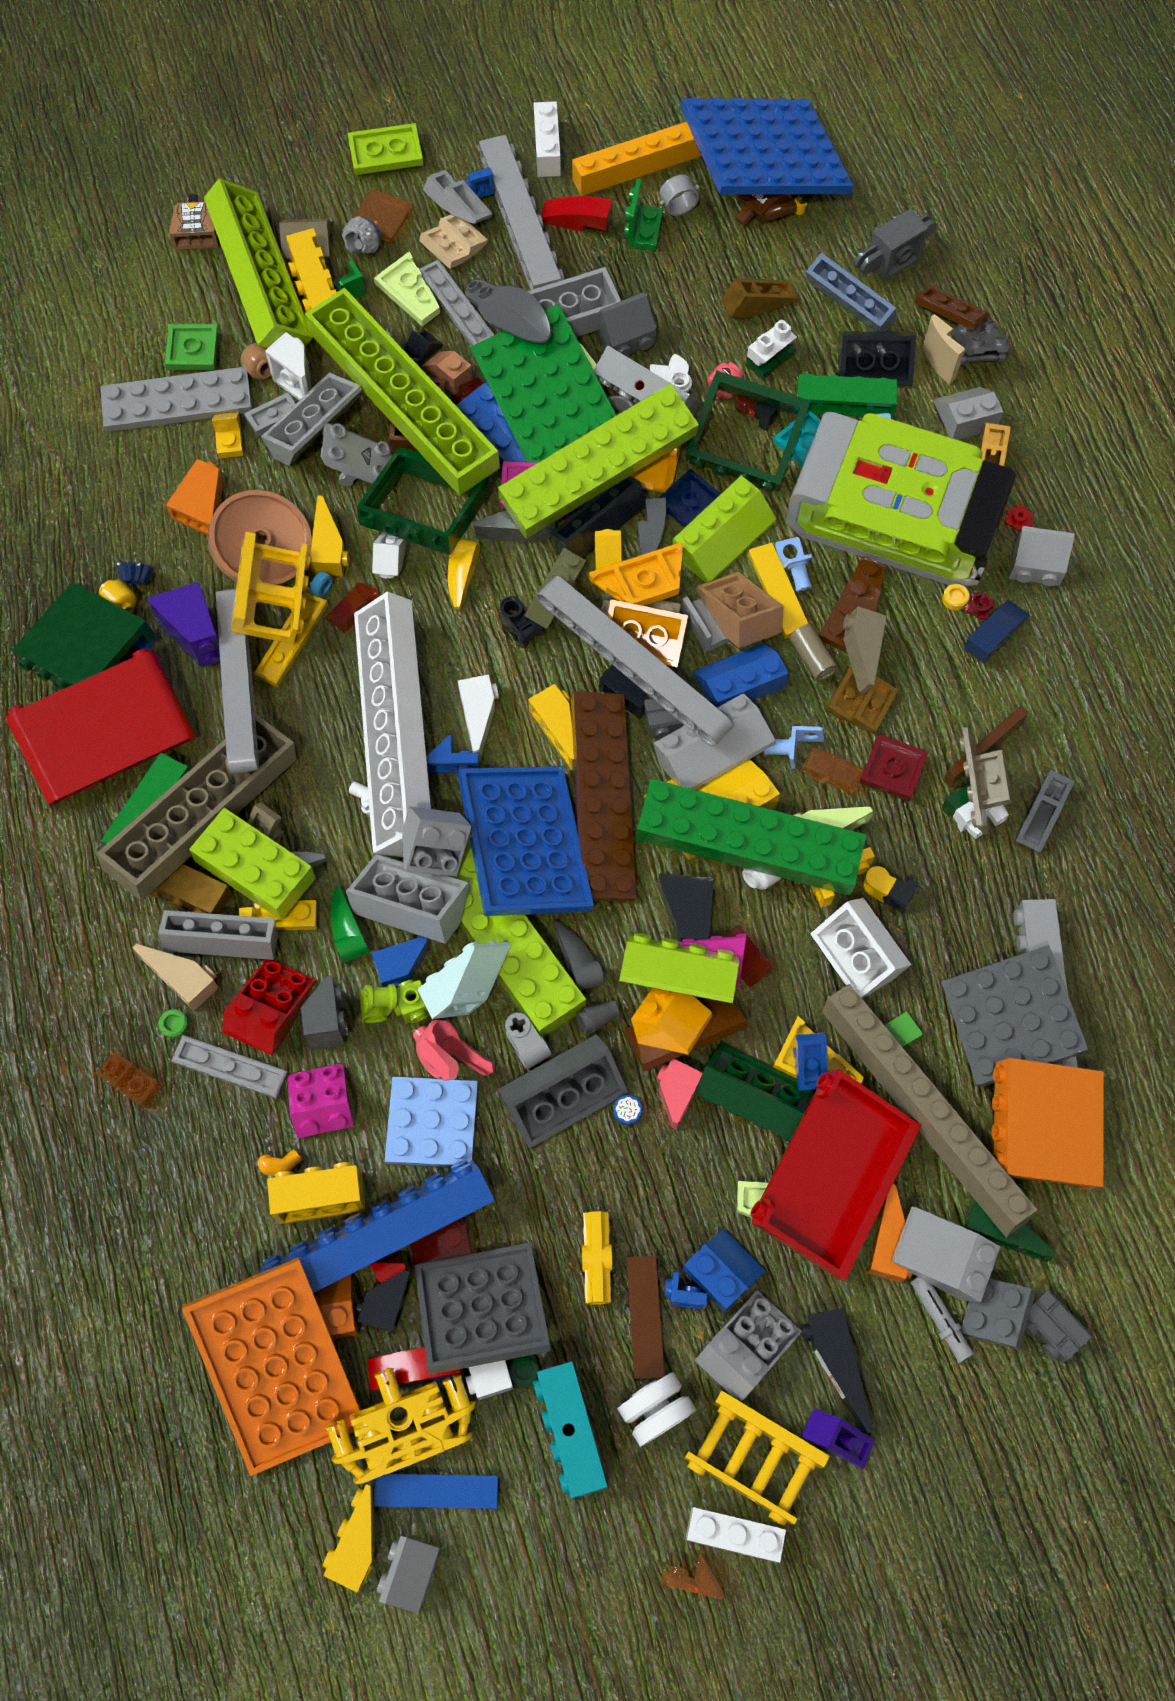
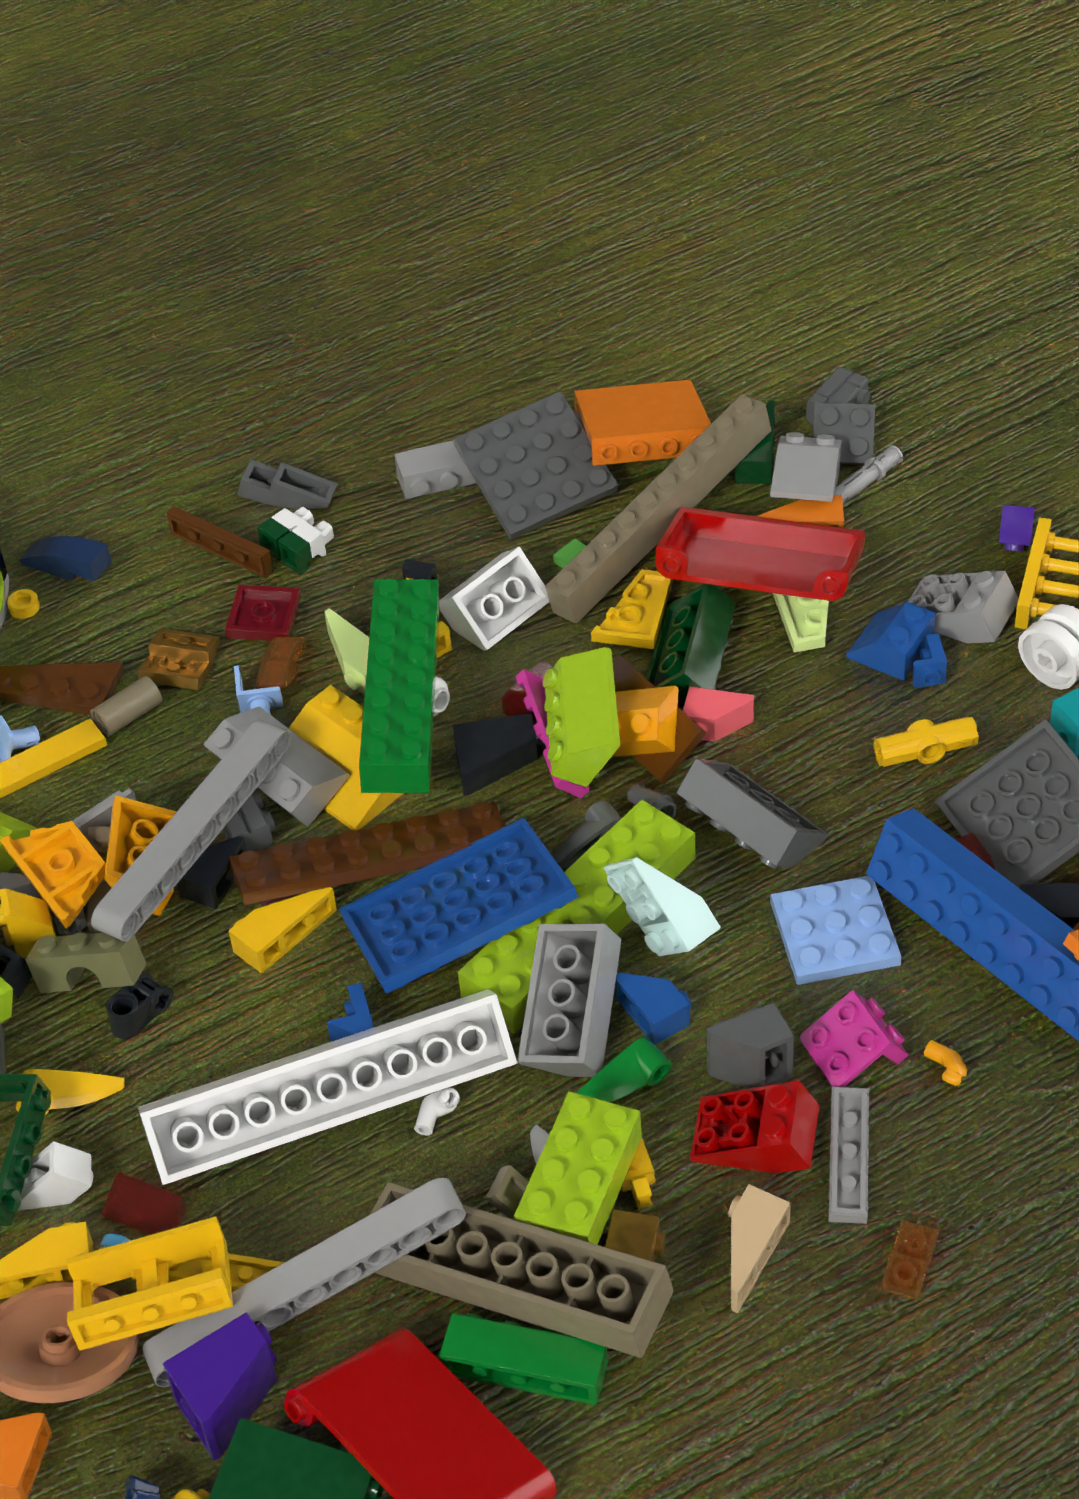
camera: 100 degrees left, 20 degrees down
(173, 1024) = (817, 1235): bright green tile -> none
(218, 934) = (684, 1204): light grey brick -> none
(316, 1193) = (972, 994): yellow brick -> none
(377, 1003) = (711, 999): lime piece -> none
(413, 1010) = (699, 975): lime brick -> none
(434, 841) = (495, 962): light grey slope -> none
(438, 1043) = (747, 928): coral piece -> none
(479, 707) = (285, 1012): white slope -> none
(528, 1044) = (705, 860): light grey piece -> none
(627, 1110) = (750, 757): tile -> none
(645, 1317) = (968, 694): reddish brown tile -> none
(741, 609) = (78, 779): medium nougat slope -> none
(750, 672) = (167, 760): blue slope -> none
(810, 1059) = (642, 602): blue slope -> none
(835, 1352) = (936, 540): black slope -> none
(863, 643) = (117, 653): dark tan slope -> none
(983, 600) = (33, 578): dark red plate -> none
(987, 780) = (271, 514): dark tan bracket -> none

